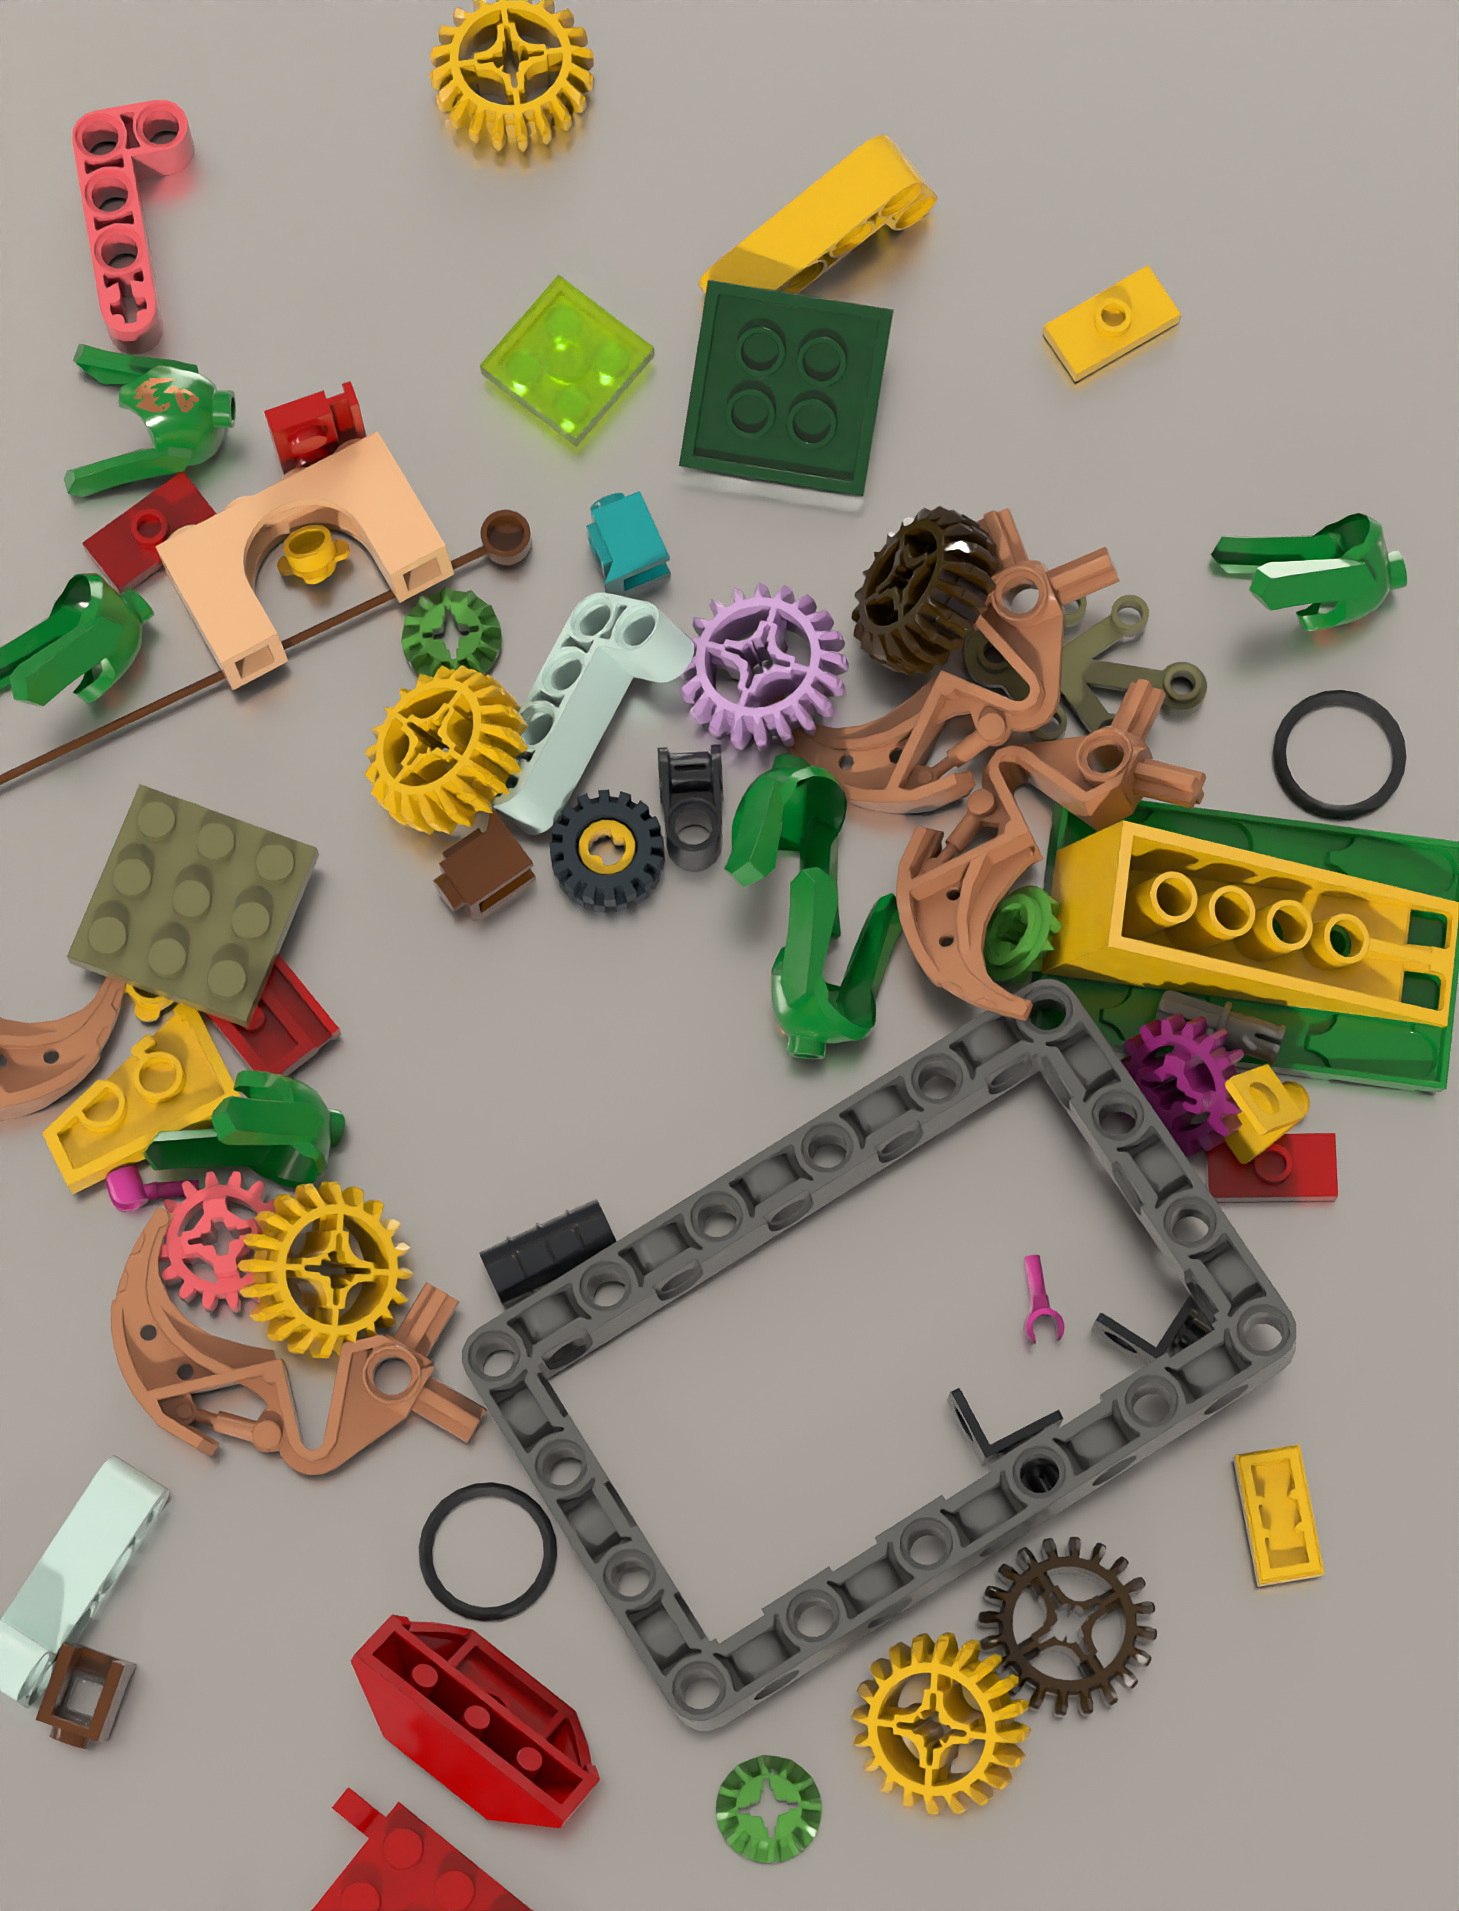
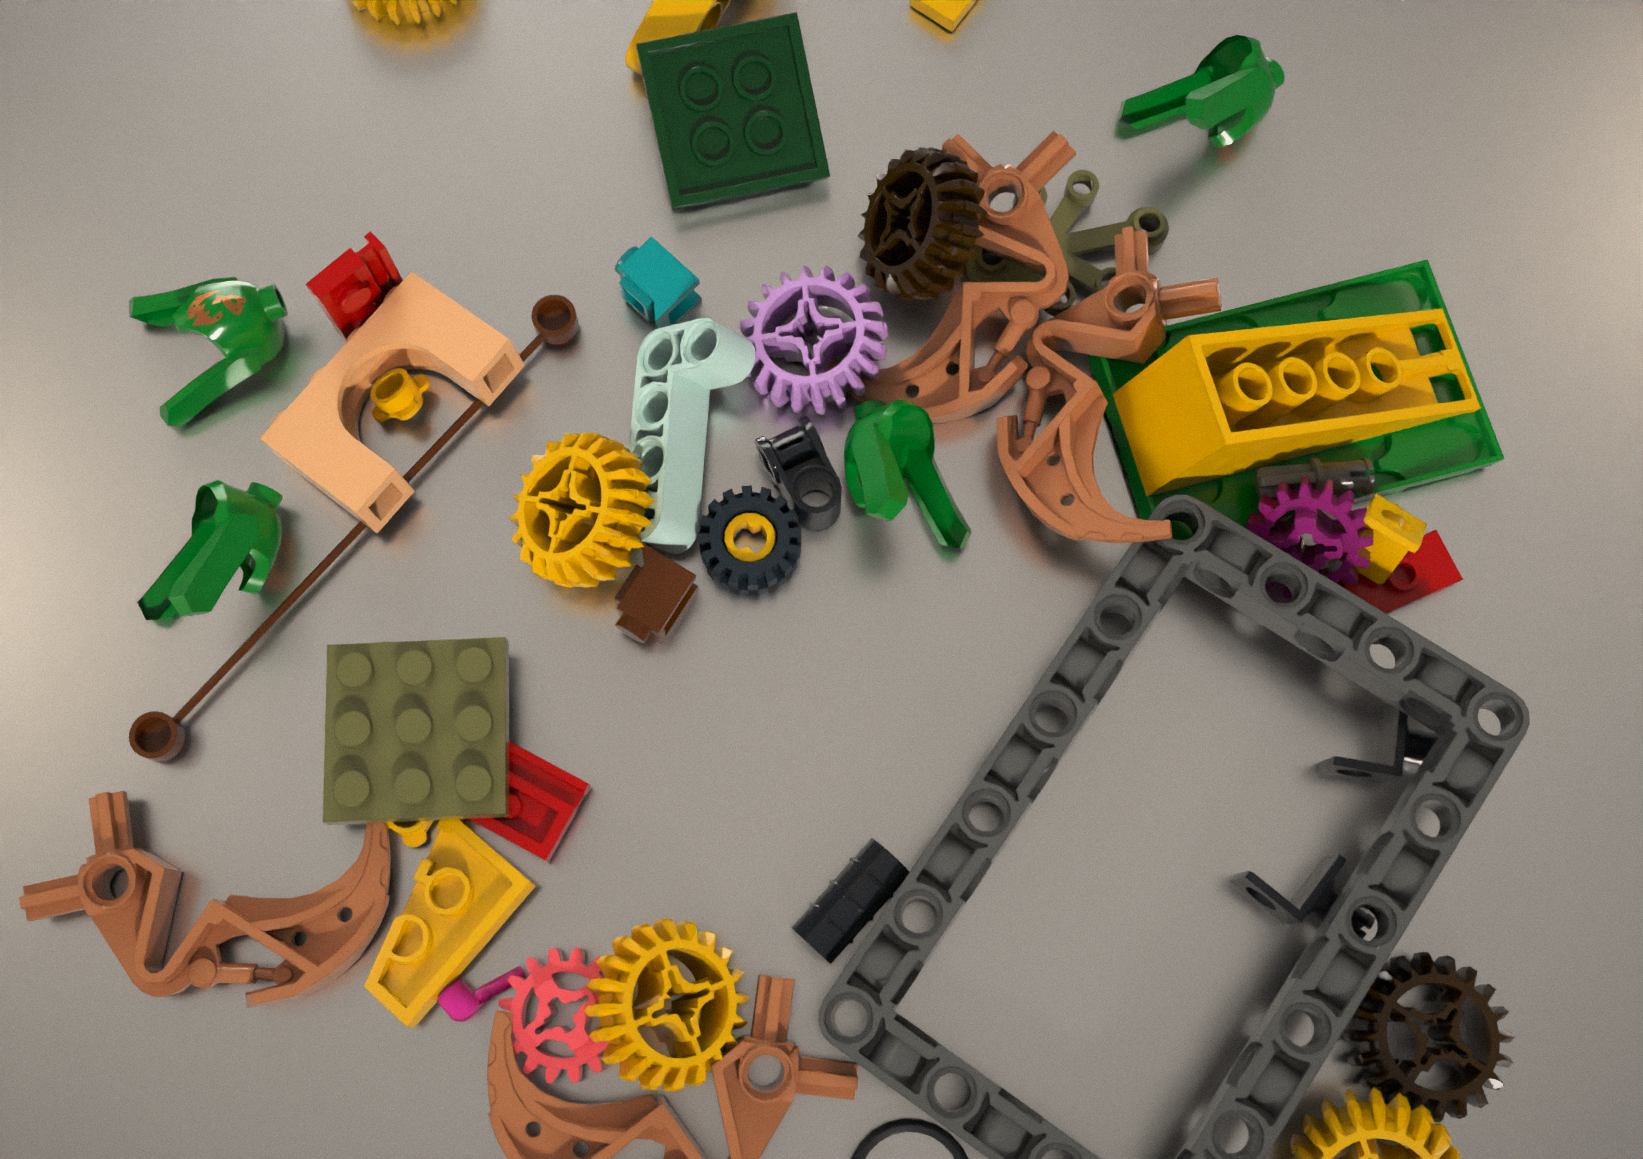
camera: 30 degrees left, 0 degrees up
(126, 229) = (107, 151): coral beam -> none
(127, 544) = (236, 449): red plate -> none
(275, 1131) = (576, 900): green piece -> none
(427, 619) = (551, 393): bright green gear -> none
(567, 360) = (544, 161): clear neon green plate -> none
(802, 1001) = (967, 592): green piece -> none
(1023, 919) = (1129, 447): bright green gear -> none
(1039, 1300) = (1271, 770): dark pink hand -> none
(1278, 1515) = (1546, 863): yellow plate -> none
(1363, 702) = (1276, 278): black tyre -> none

